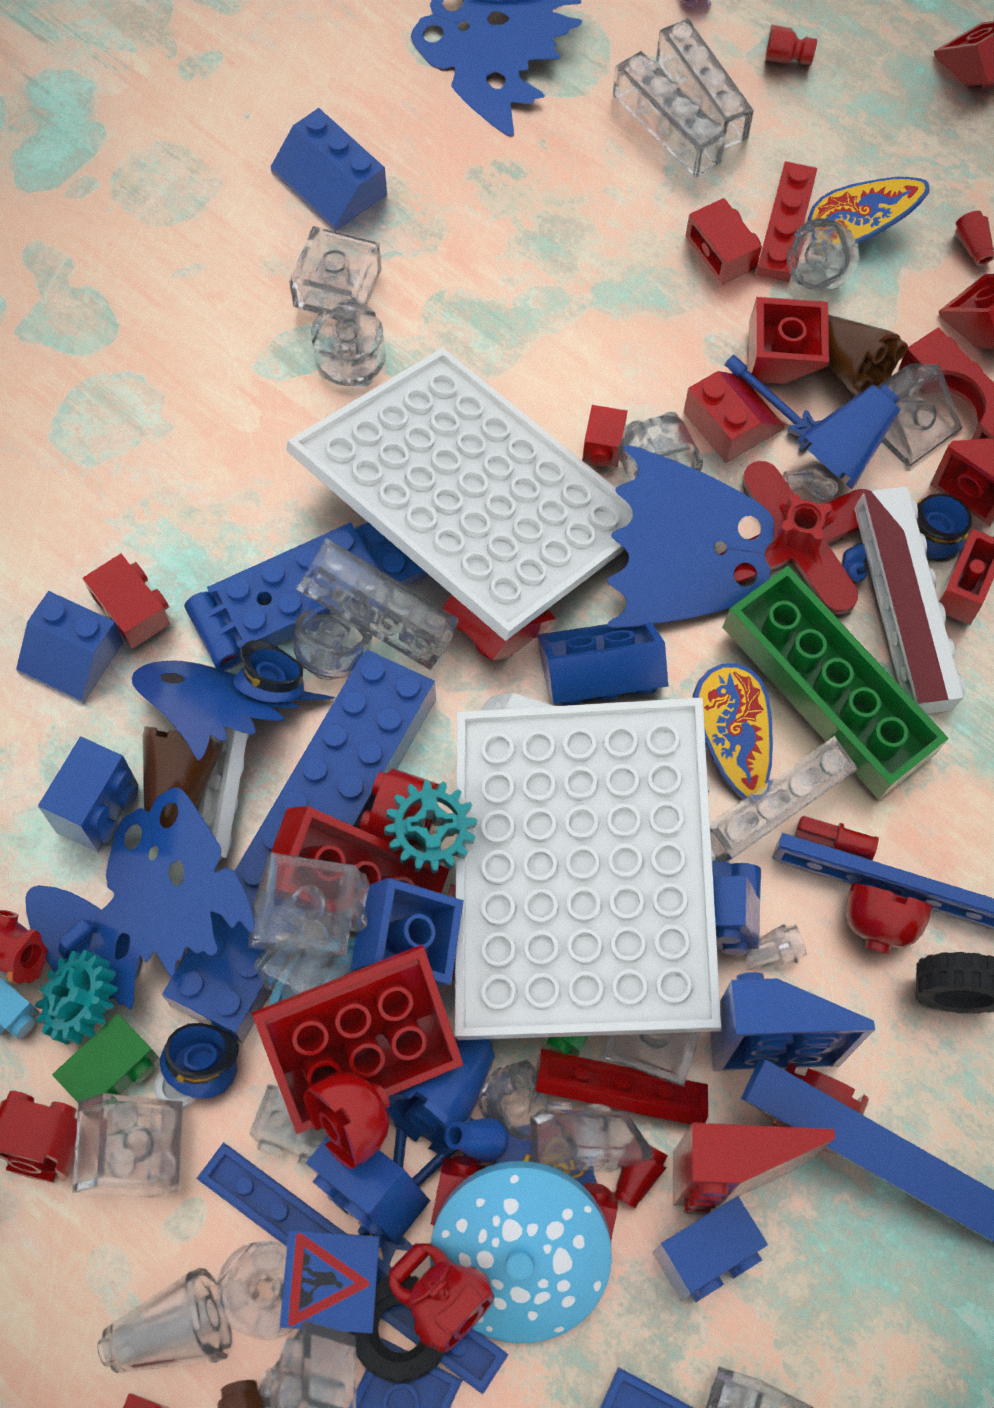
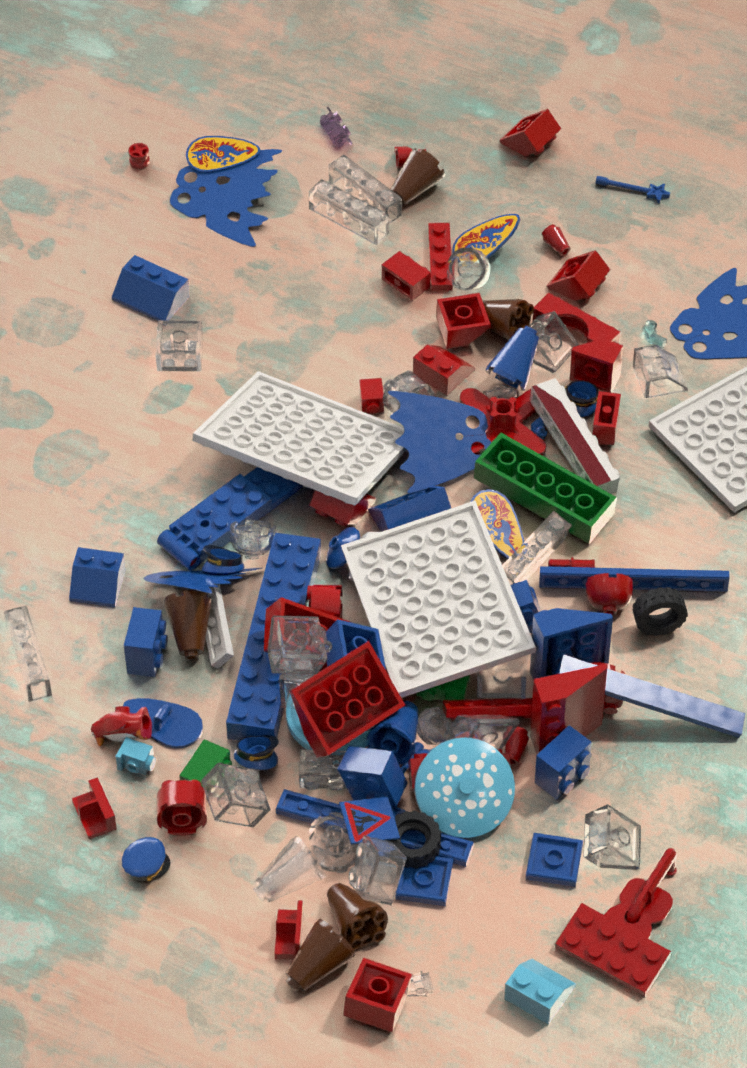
camera: 15 degrees left, 15 degrees down
(76, 997) = (176, 738): teal gear -> none
(127, 600) = (122, 539): red brick -> none
(151, 907) = (207, 682): blue piece -> none
(348, 344) = (201, 381): clear brick -> none
(350, 1114) = (353, 733): red cylinder -> none
(378, 604) = (274, 507): clear brick -> none
(414, 828) = (348, 598): teal gear -> none
(444, 1299) = (432, 811): red piece -> none
(473, 693) = (335, 556): none -> blue dish
(479, 1138) = (424, 739): blue cone -> none
(789, 79) = (417, 175): none -> reddish brown cone
(801, 425) = (483, 364): blue piece -> none

